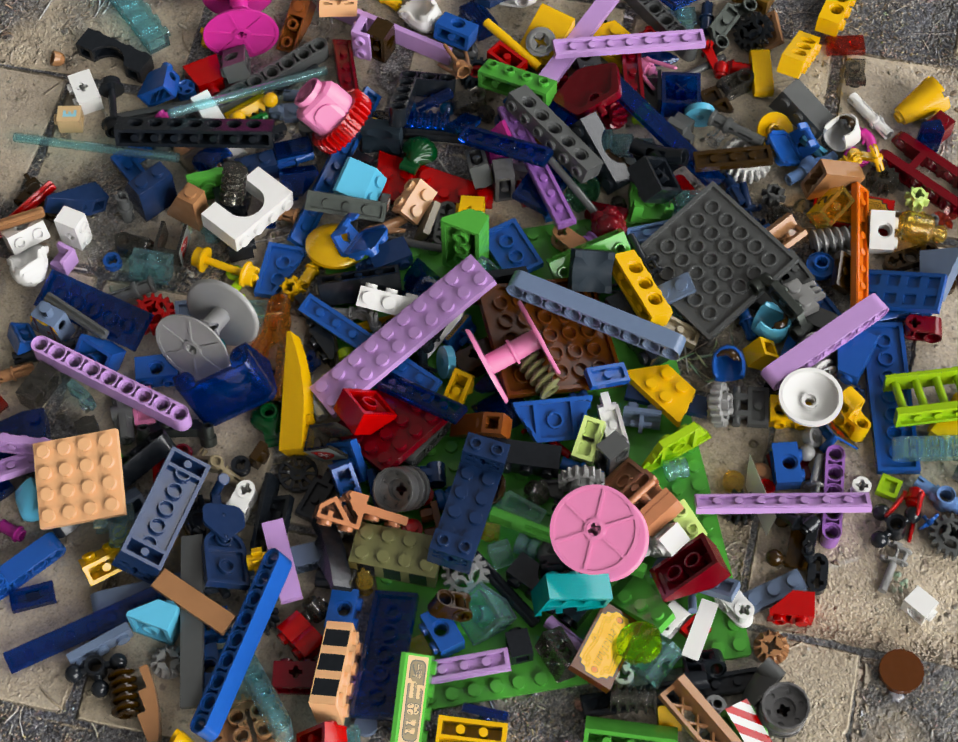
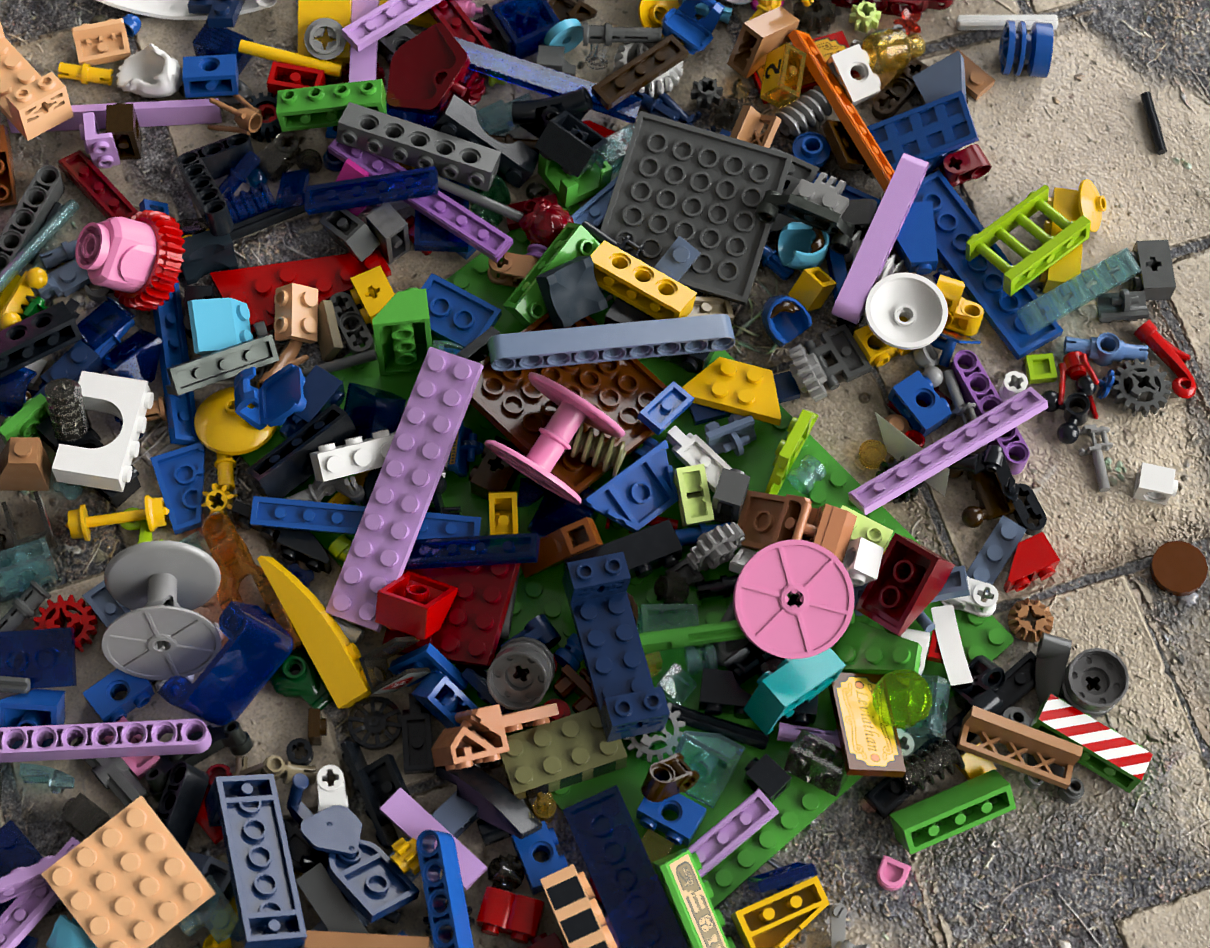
camera: 35 degrees left, 5 degrees up
(417, 152) = (262, 251): dark green animal -> none
(445, 361) = (468, 491): medium azure piece -> none
(806, 166) = (725, 38): medium blue pin -> none

